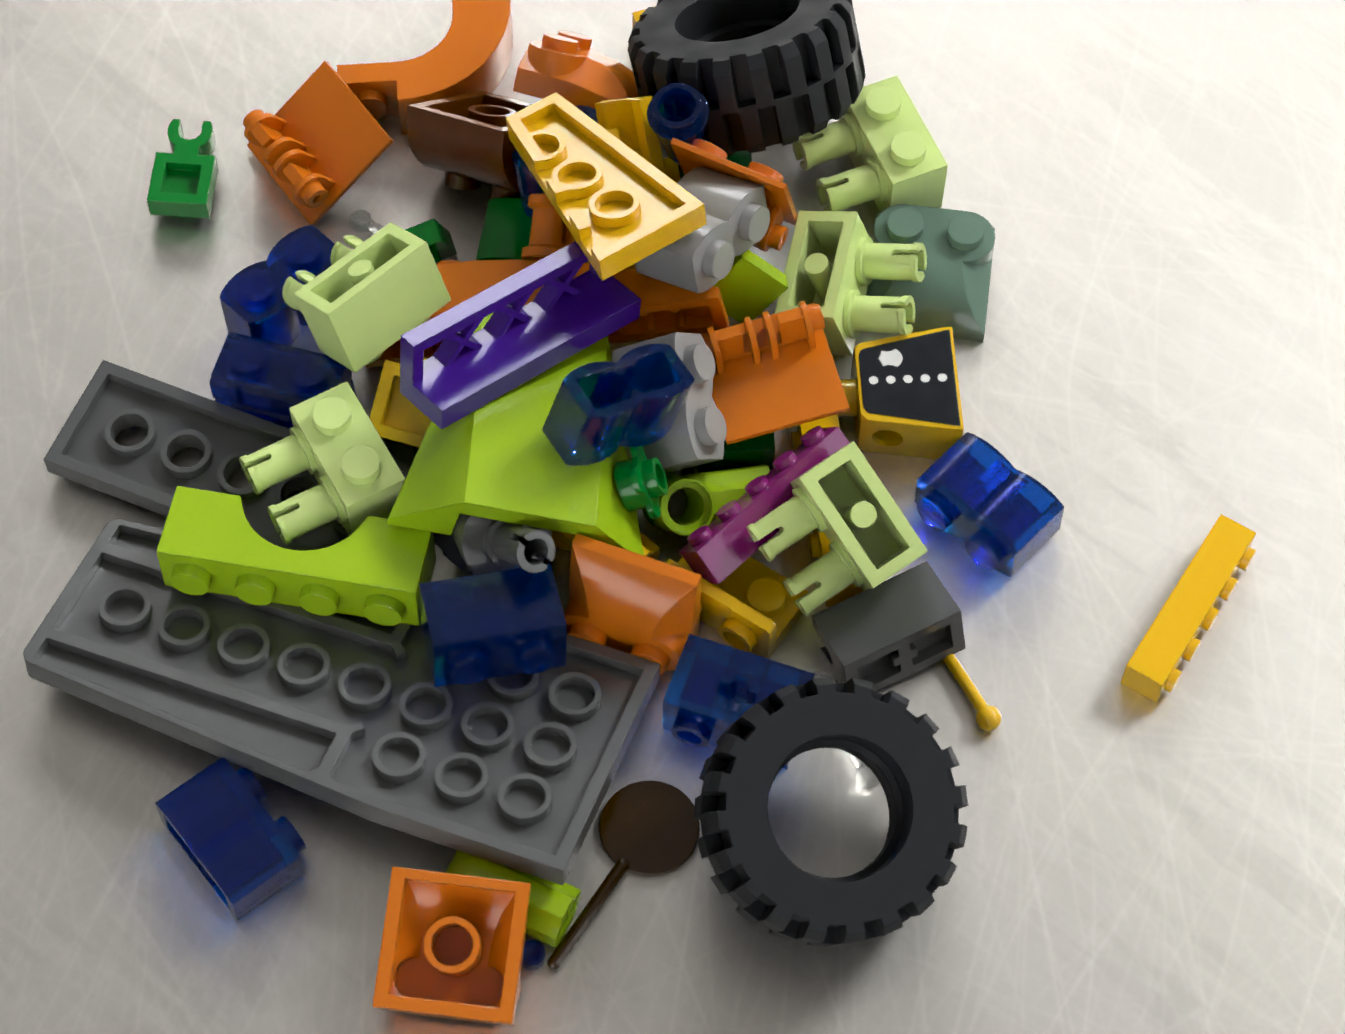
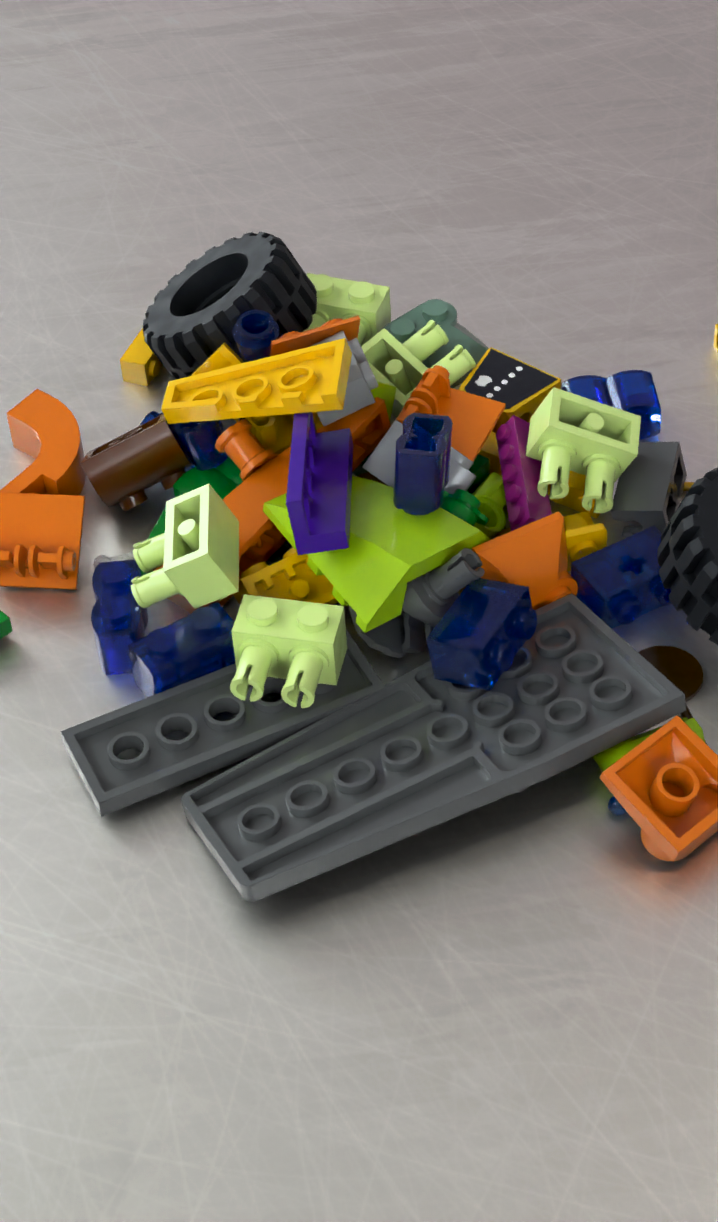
camera: 45 degrees left, 15 degrees down
(232, 836) = (479, 867): clear blue brick -> none
(366, 575) = (279, 737): lime arch -> none
(573, 70) = (133, 396): orange slope -> none

